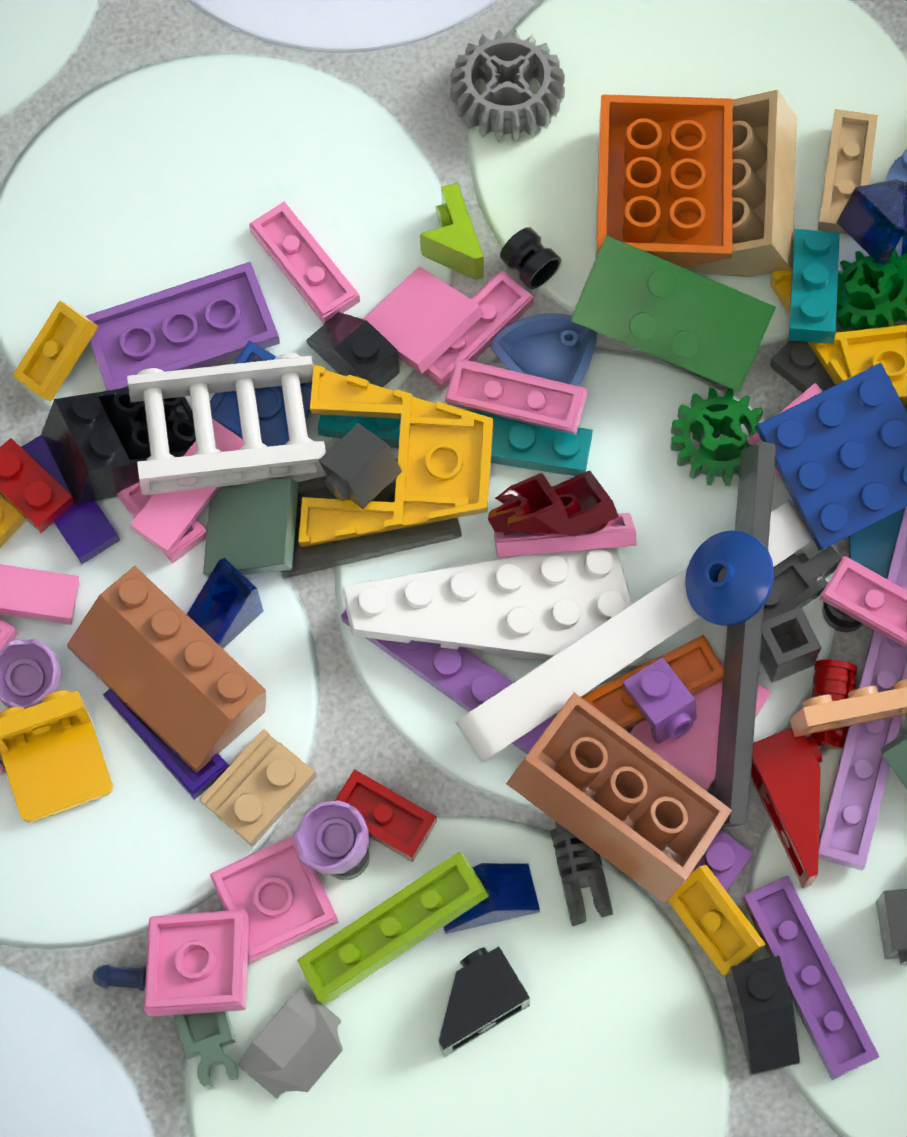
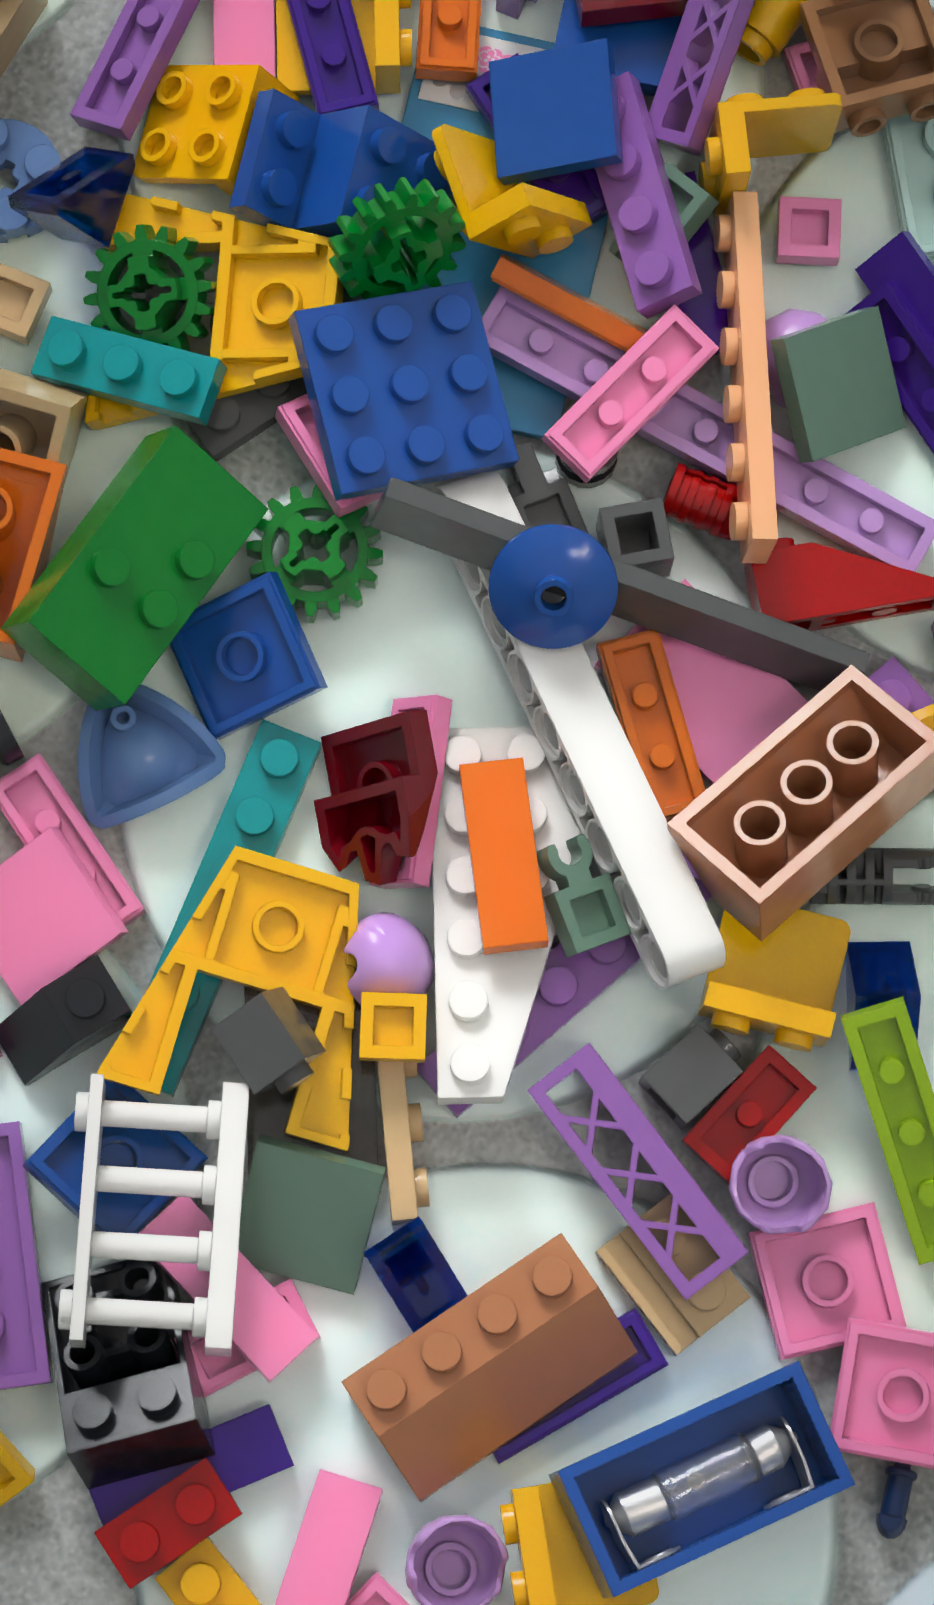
camera: 85 degrees left, 10 degrees up
(108, 823) = (701, 1480): none -> blue piece
(325, 575) = (400, 1128): none -> tan plate
(338, 756) = (659, 1157): none -> medium lavender fence
(387, 544) = (393, 1027): none -> yellow plate
(403, 766) = (692, 1074): none -> dark grey brick
(435, 540) = (390, 957): none -> lavender hair
(486, 815) = (779, 983): none -> yellow bracket
(503, 659) = (585, 907): none -> sand green plate
(516, 396) = (198, 809): bright pink tile -> none
(528, 596) = (503, 856): none -> orange tile
(635, 406) = (246, 656): none -> blue tile
(662, 700) = (679, 717): medium lavender bracket -> none
(876, 218) = (63, 257): clear blue slope -> none

